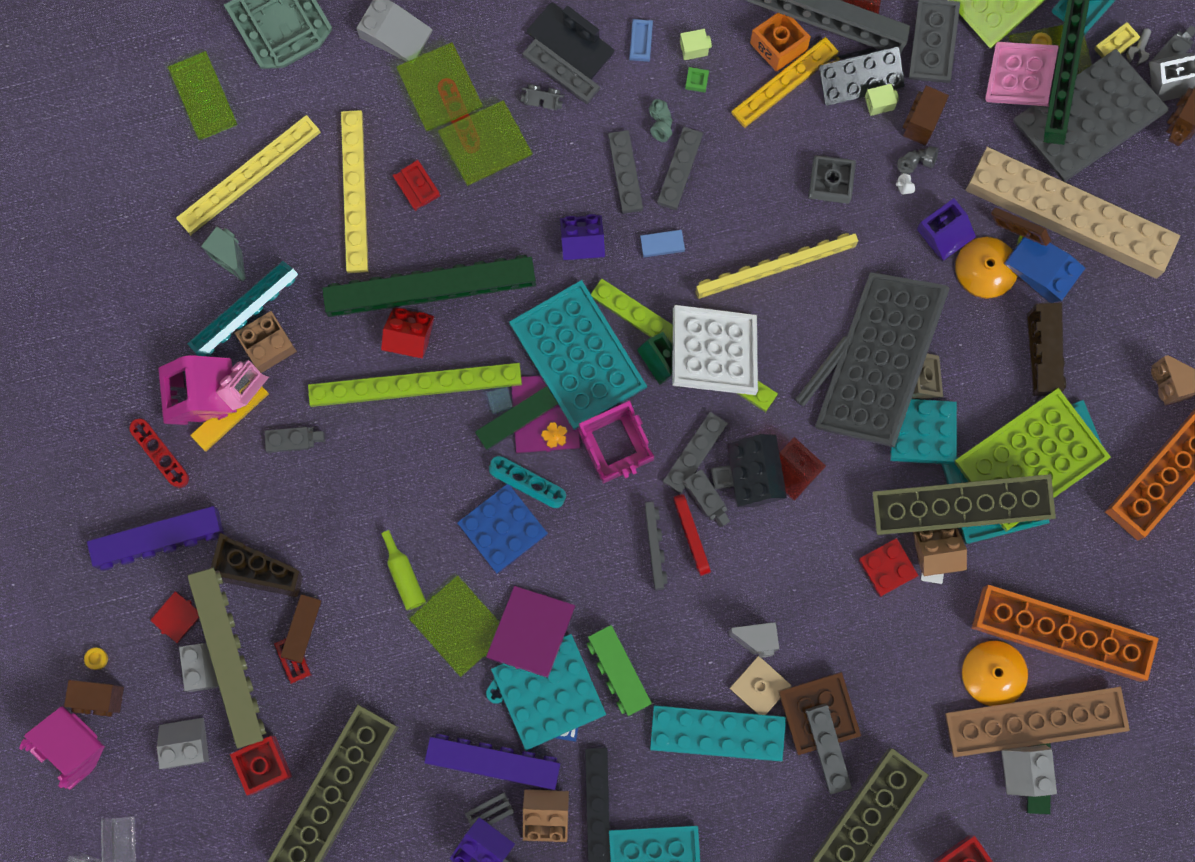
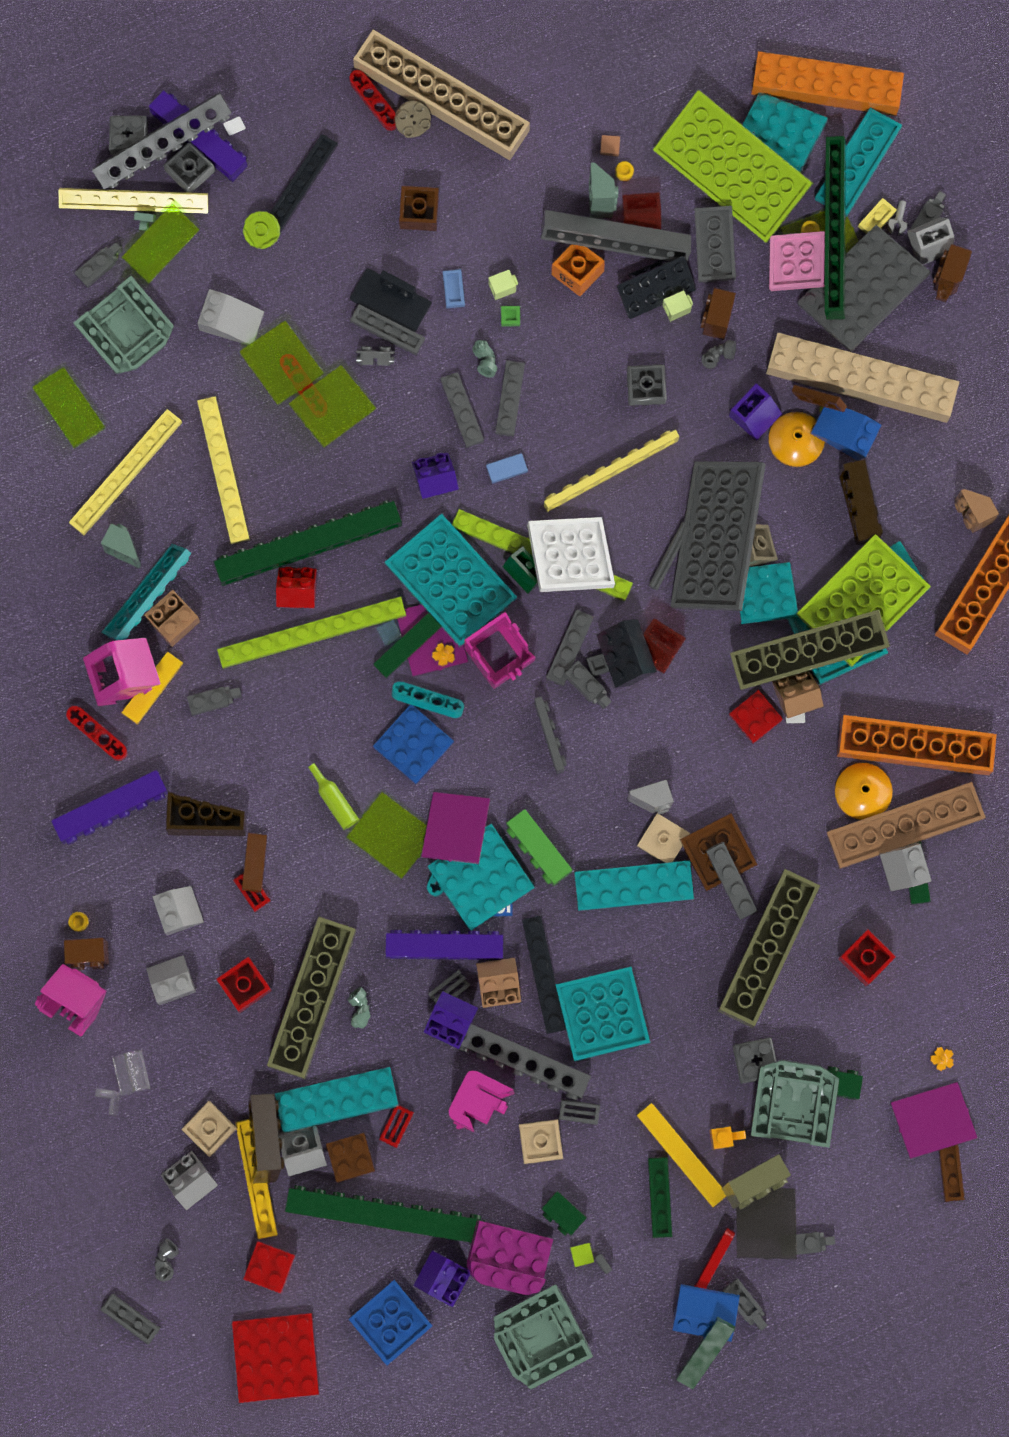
camera: 15 degrees left, 0 degrees up
(176, 617) = (141, 873): red piece -> none
(225, 658) = (195, 895): olive brick -> none
(241, 385) = (160, 659): bright pink window -> none
(386, 804) = (359, 999): none -> sand green arm
(416, 185) = (278, 455): red plate -> none
(691, 534) = (580, 719): red beam -> none
(784, 82) = (589, 304): yellow tile -> none
(905, 185) = (711, 377): white piece -> none

